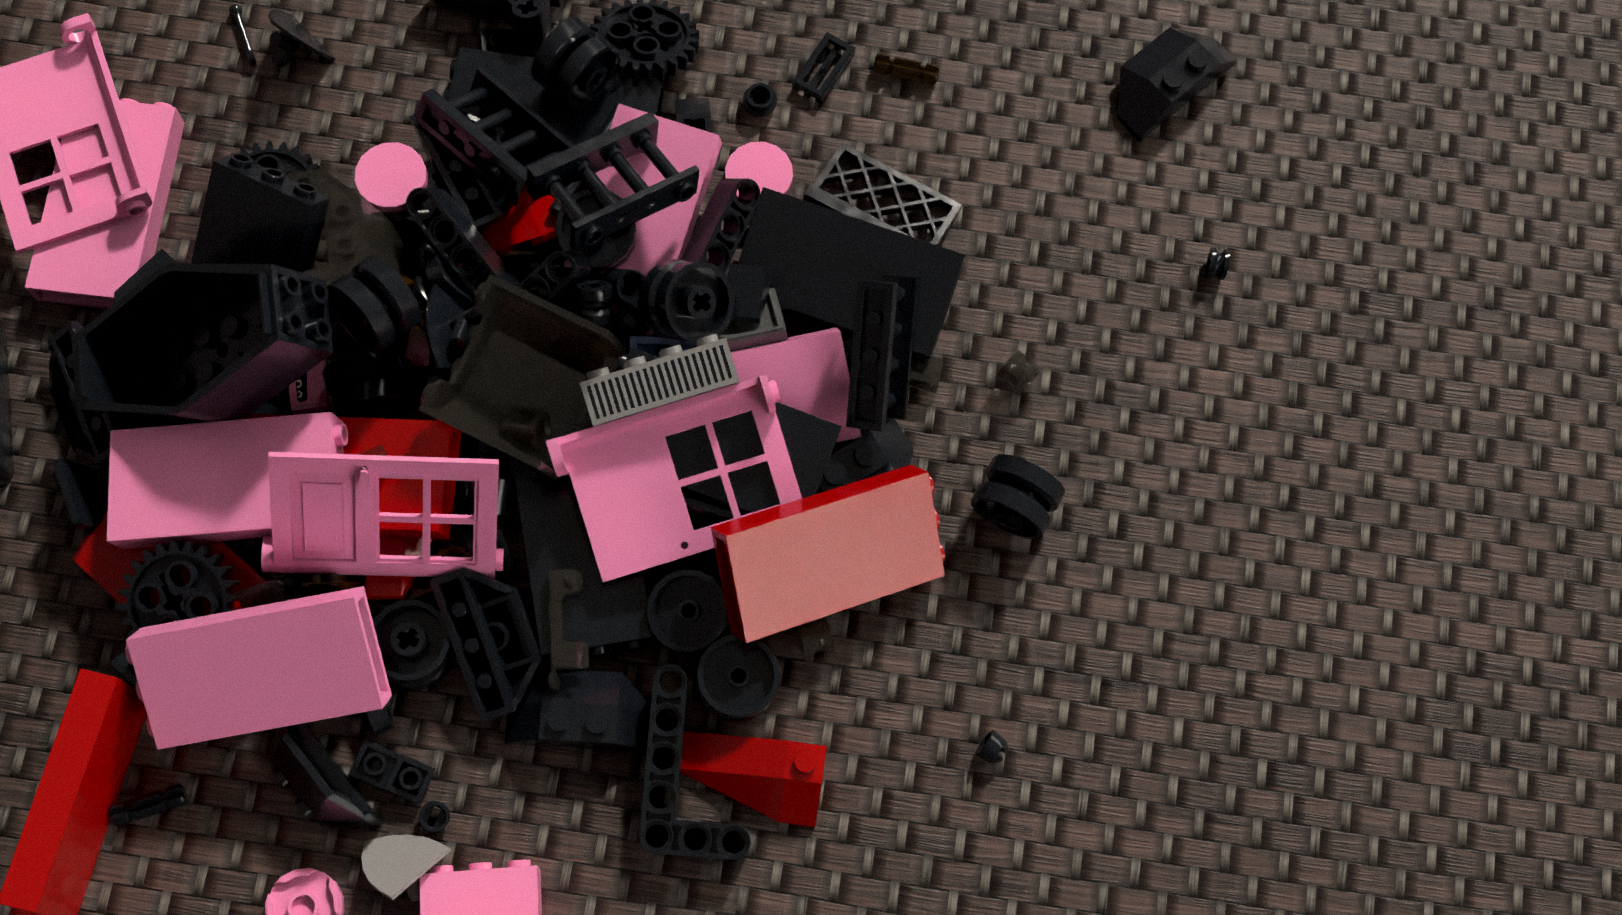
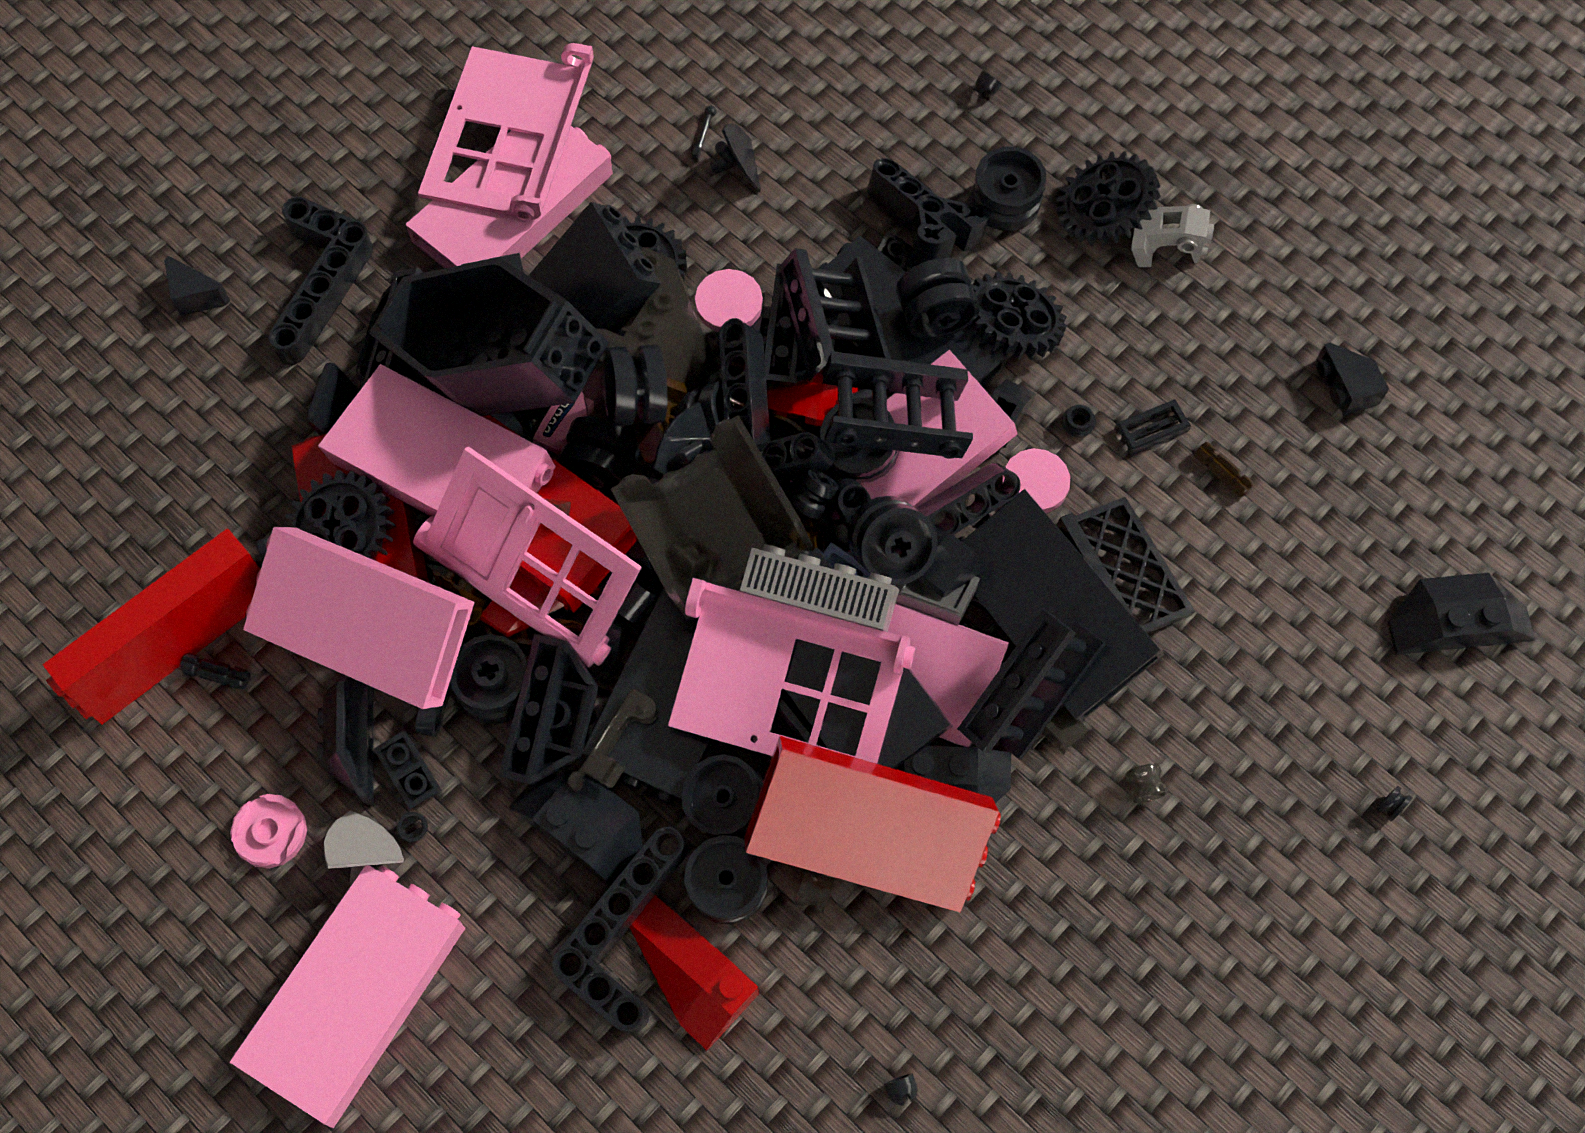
camera: 40 degrees right, 5 degrees down
(262, 594) = (401, 560): clear smoke slope -> none
(1018, 496) = (1070, 887): black wheel -> none

